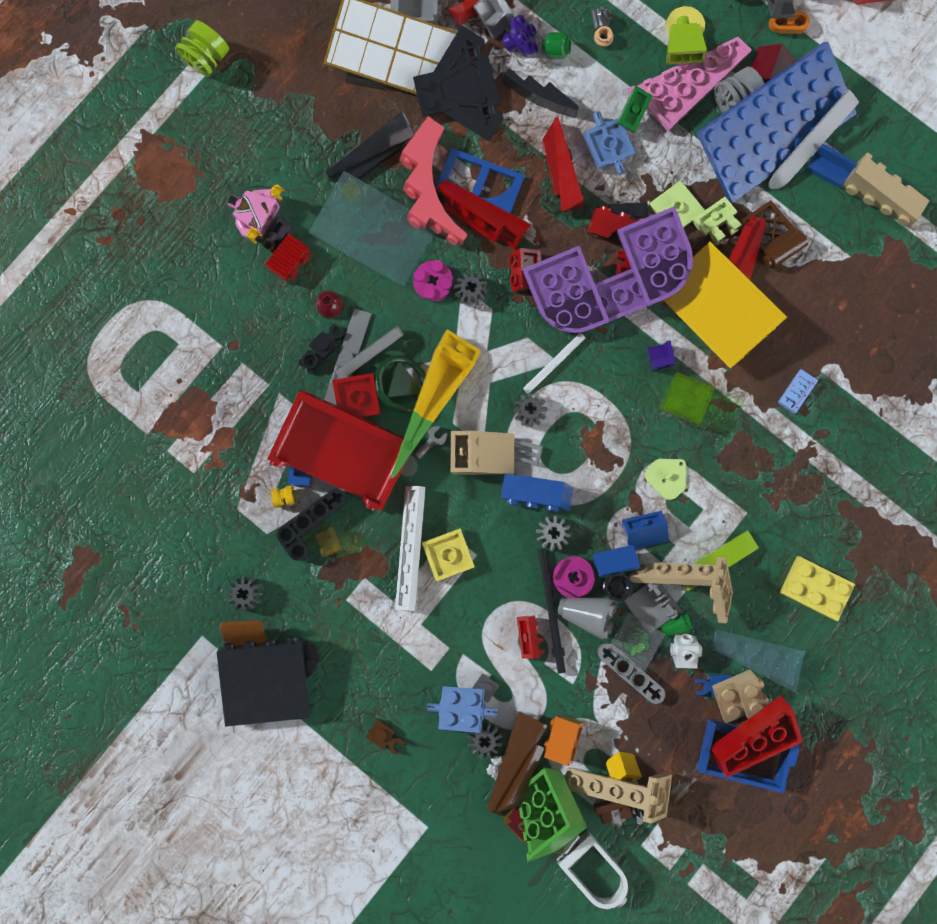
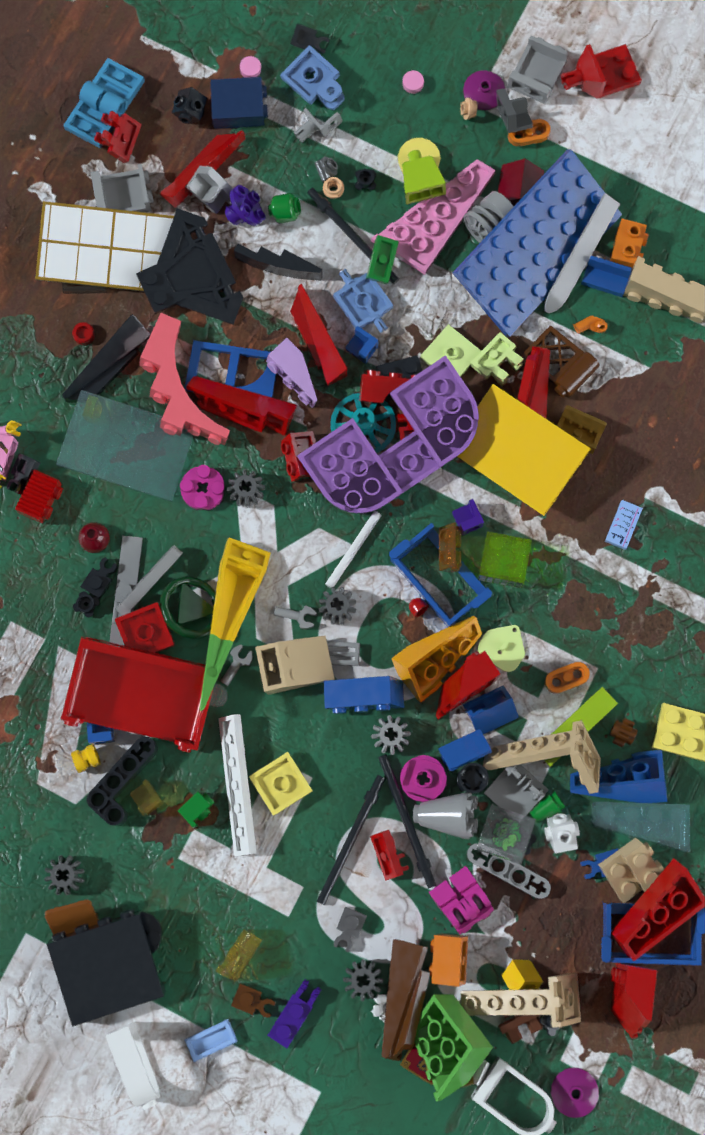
camera: 10 degrees left, 5 degrees down
(271, 771) = (134, 1066): none -> white window
(342, 762) = (211, 1040): none -> light blue tile
(356, 122) = (83, 333): none -> red tile
(370, 560) = (196, 808): none -> green brick
(381, 696) = (239, 955): none -> clear yellow slope
(417, 757) = (293, 1016): none -> dark purple hinge
(461, 709) = (330, 950): medium blue plate -> none
(493, 411) = (295, 615): none -> light grey bar
(524, 584) = (371, 797): none -> black bar
(533, 188) = (291, 366): none -> lavender slope
(586, 693) = (463, 903): none -> dark pink hips
(590, 250) = (366, 420): none -> teal wheel
(593, 52) = (324, 206): none -> black bar
(600, 183) = (362, 345): none -> blue panel
(600, 425) = (418, 607): none -> red hinge
(601, 370) = (407, 546): none -> blue piece
(602, 473) = (428, 660): none -> light orange wedge
(636, 30) = (361, 175): none -> black plate
(639, 497) = (469, 680): none -> red wedge
(640, 374) = (448, 542): none -> clear orange hinge
(643, 866) = (562, 1090): none -> magenta dish
(718, 516) = (566, 677): none -> orange plate
(719, 807) = (633, 996): none -> red wedge
(757, 617) = (631, 780): none -> blue wedge
(758, 574) = (623, 732): none -> reddish brown gear
(781, 295) = (582, 426): none -> pearl gold bracket
(808, 205) = (592, 323): none -> orange arm
(858, 139) = (628, 243): none -> orange brick

